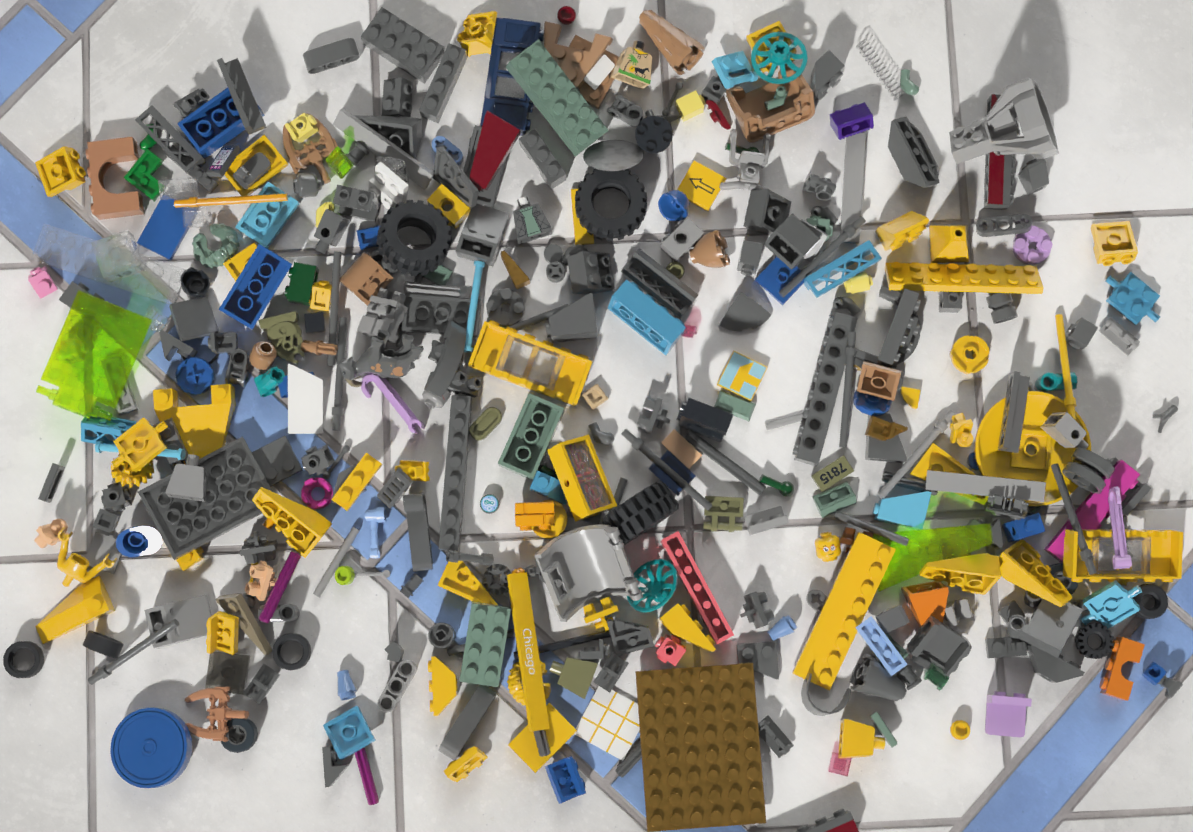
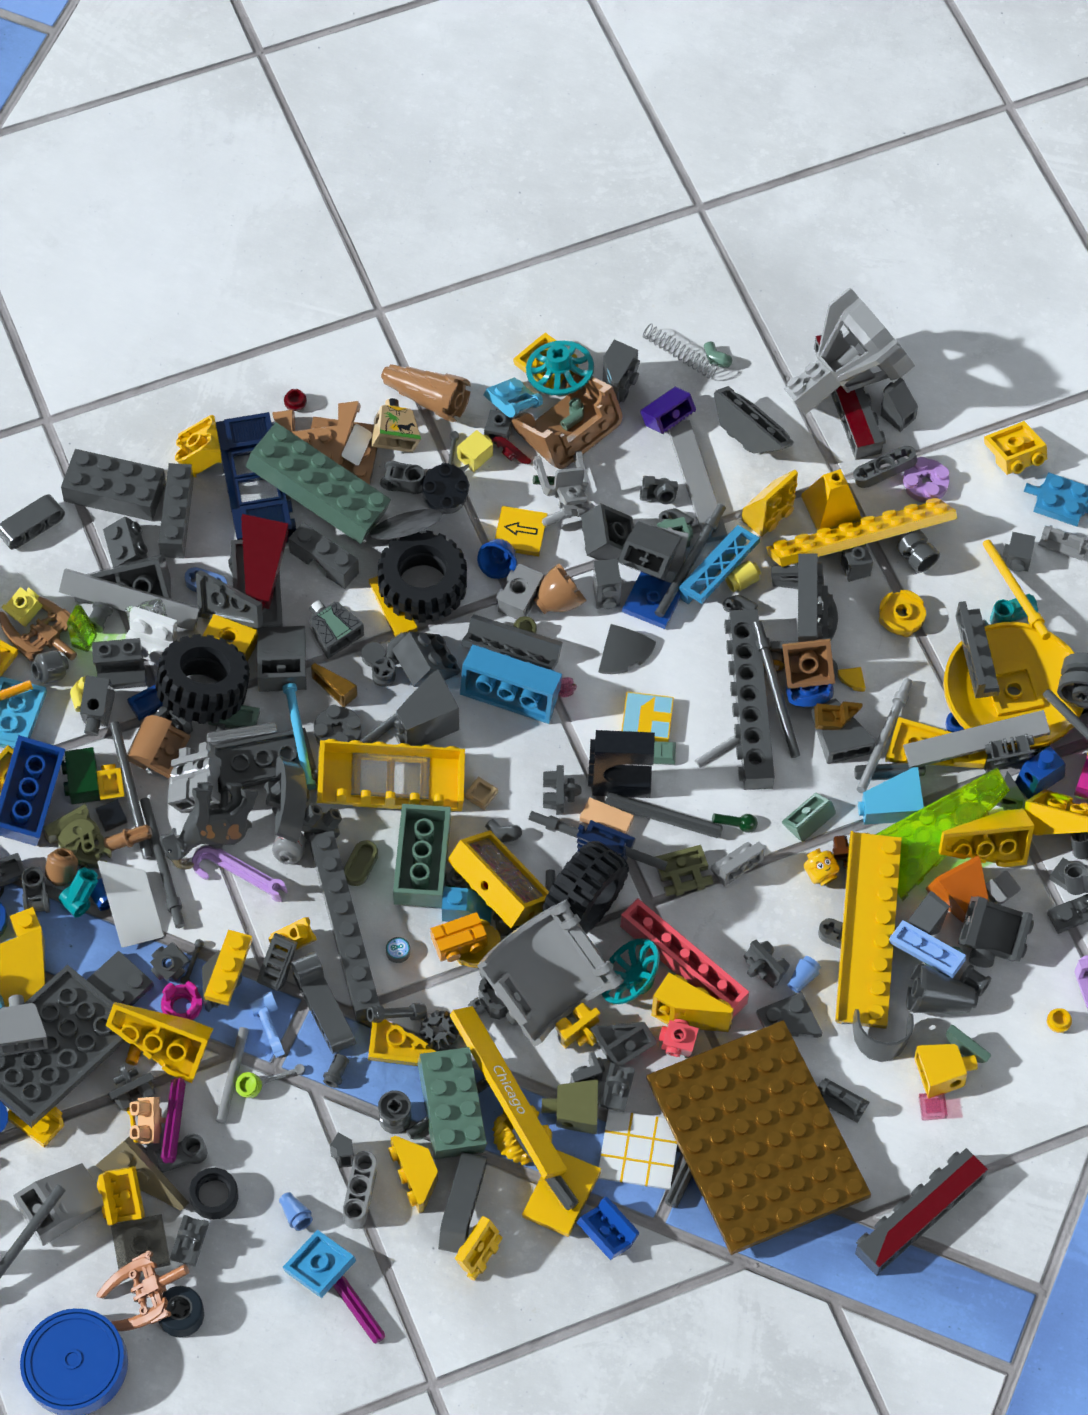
camera: 20 degrees left, 20 degrees down
(331, 771) = (315, 1314): dark grey slope -> none
(570, 642) = (552, 1074): black bar -> none
(832, 473) = (795, 788): olive tile -> none
(871, 528) = (864, 828): dark grey bar -> none
(936, 677) = (1007, 970): clear green bush -> none
(961, 430) = (924, 690): yellow hips -> none
(1065, 430) = (1041, 648): light grey torso -> none

